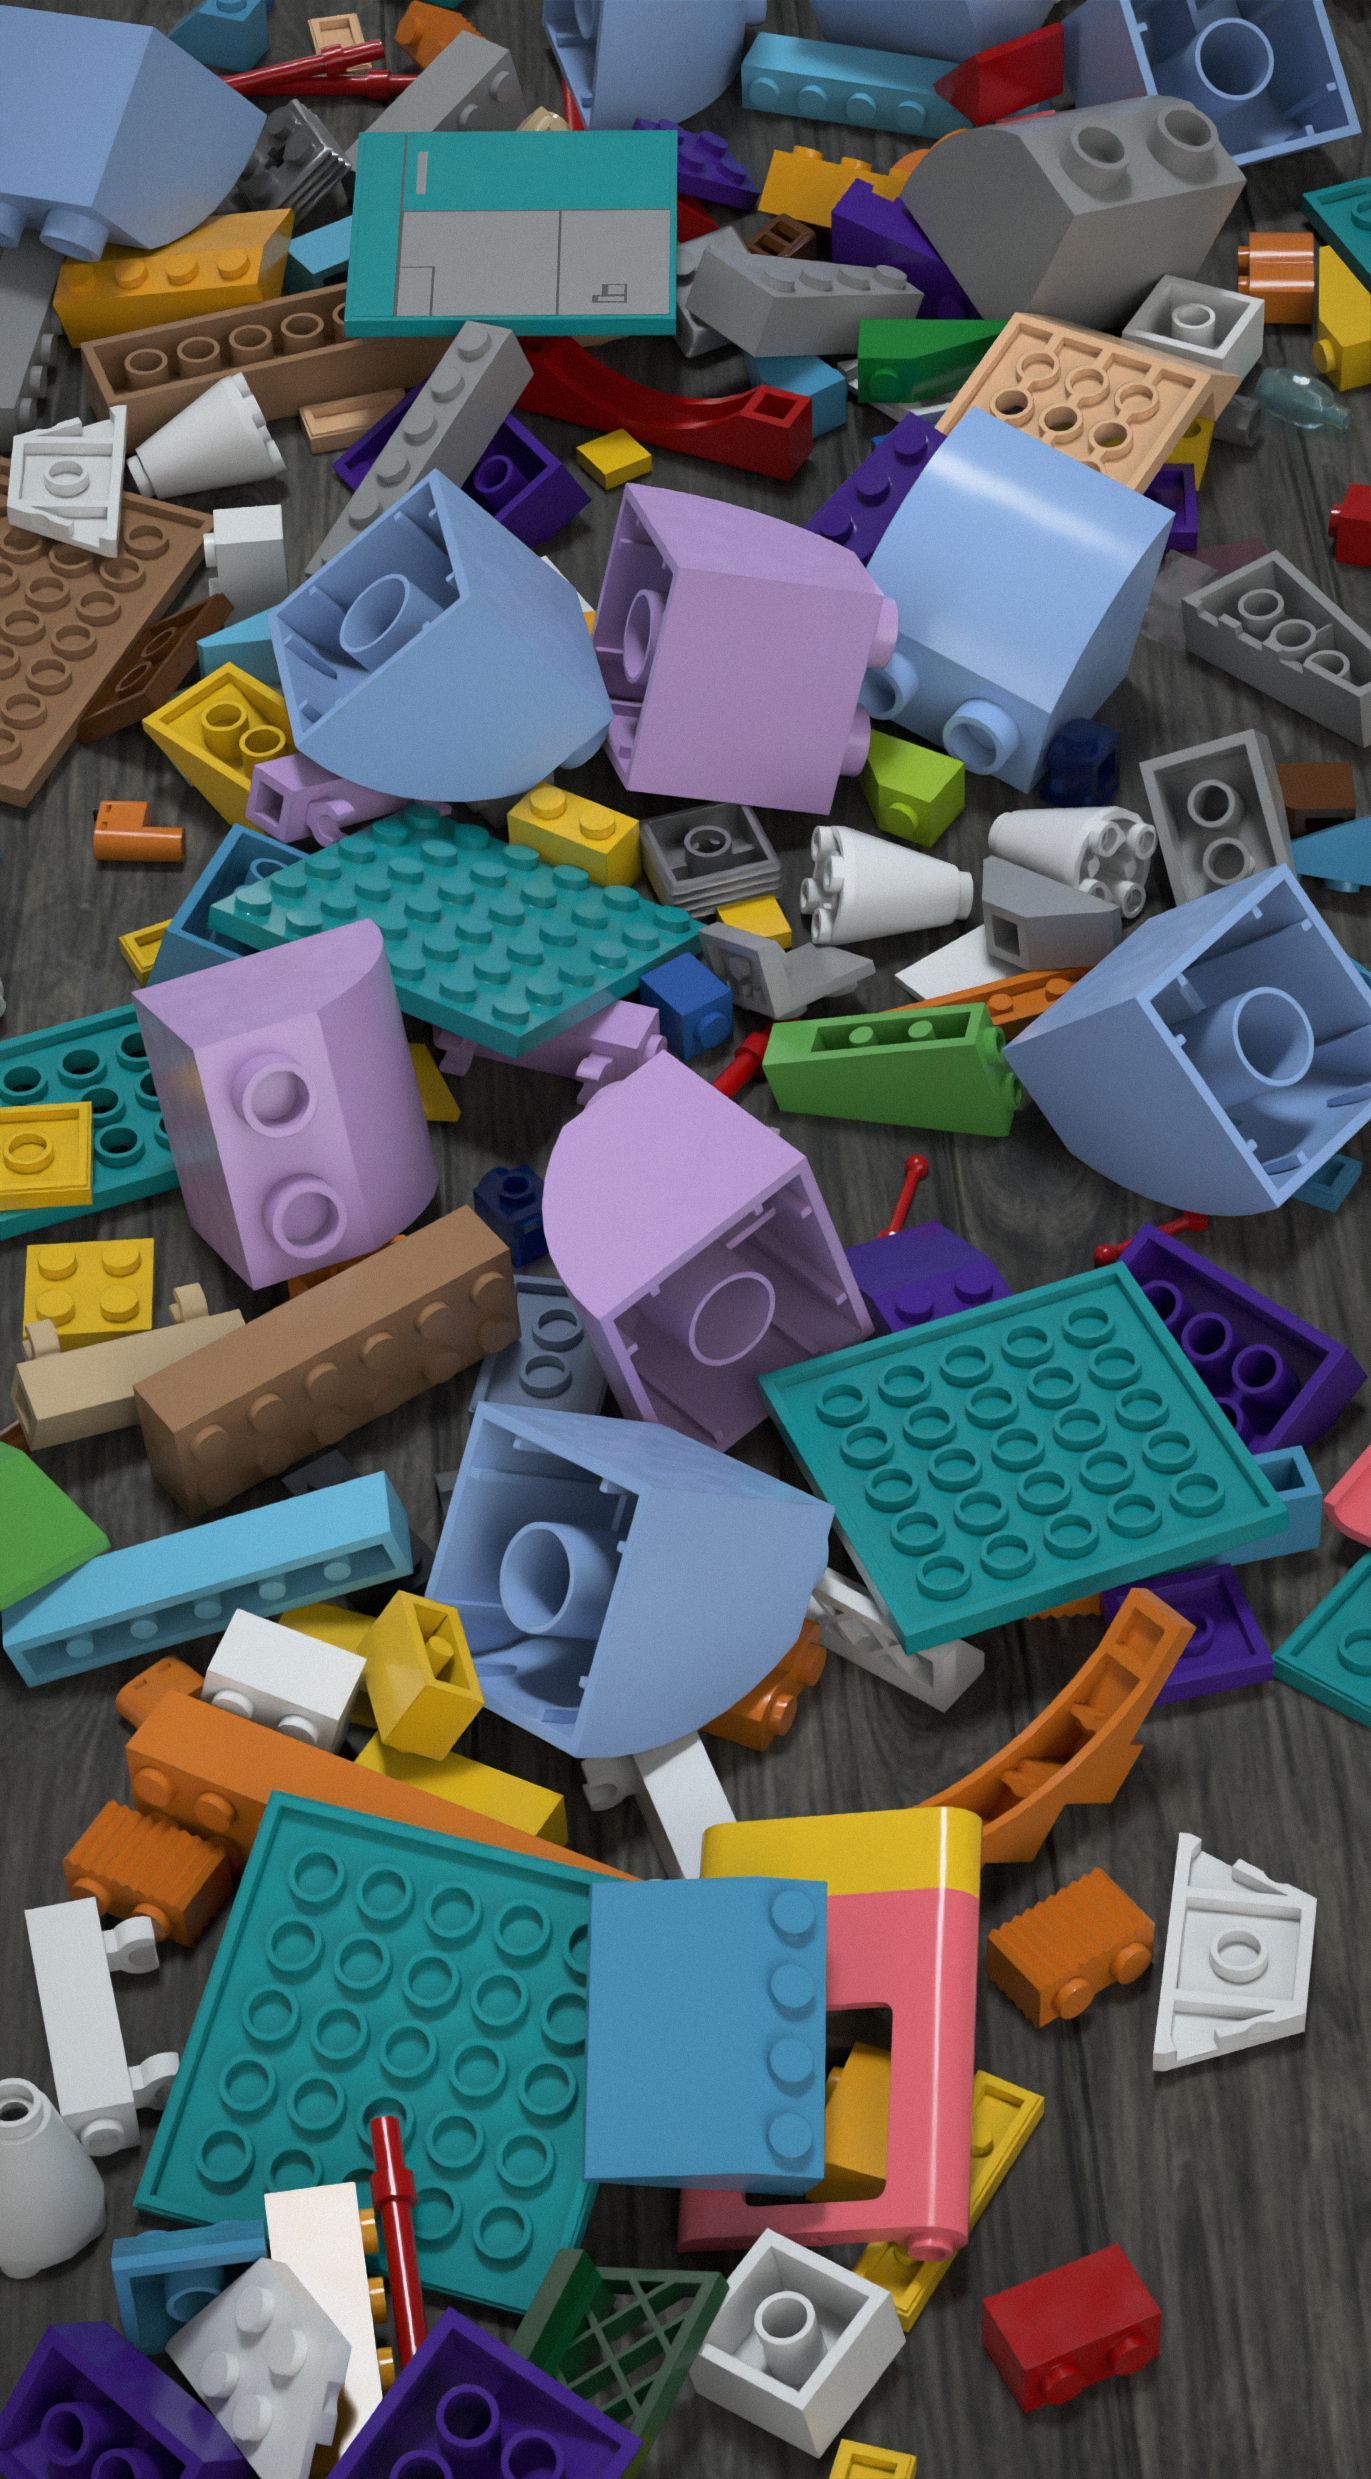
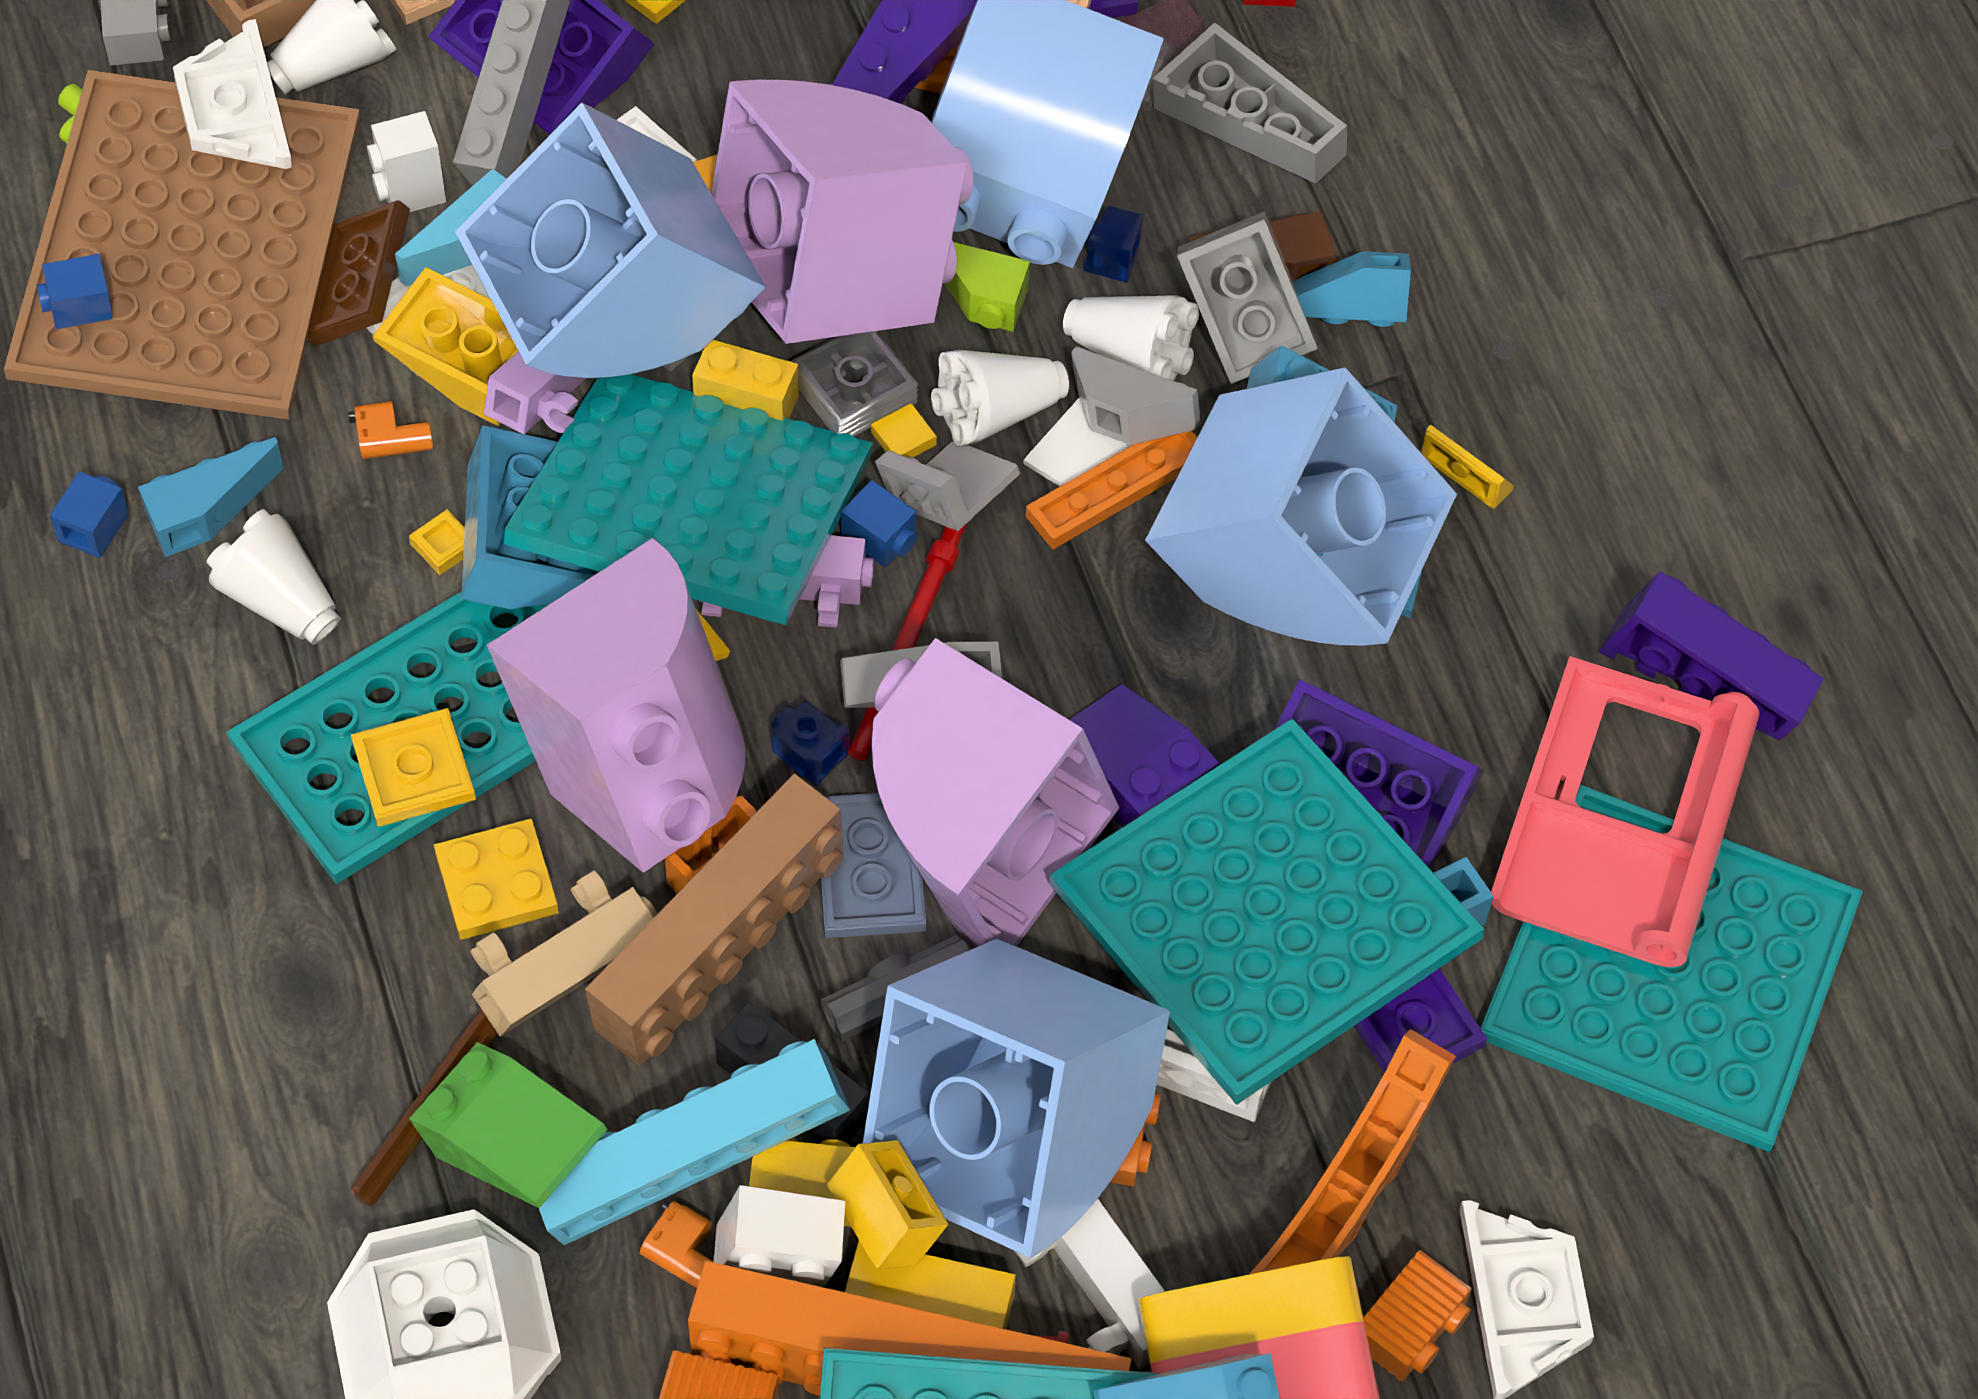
camera: 20 degrees left, 15 degrees up
(898, 1069) = (1059, 558): bright green slope -> none
(915, 1168) = (1091, 636): red hinge -> none
(1107, 1254) = (1257, 691): red hinge -> none

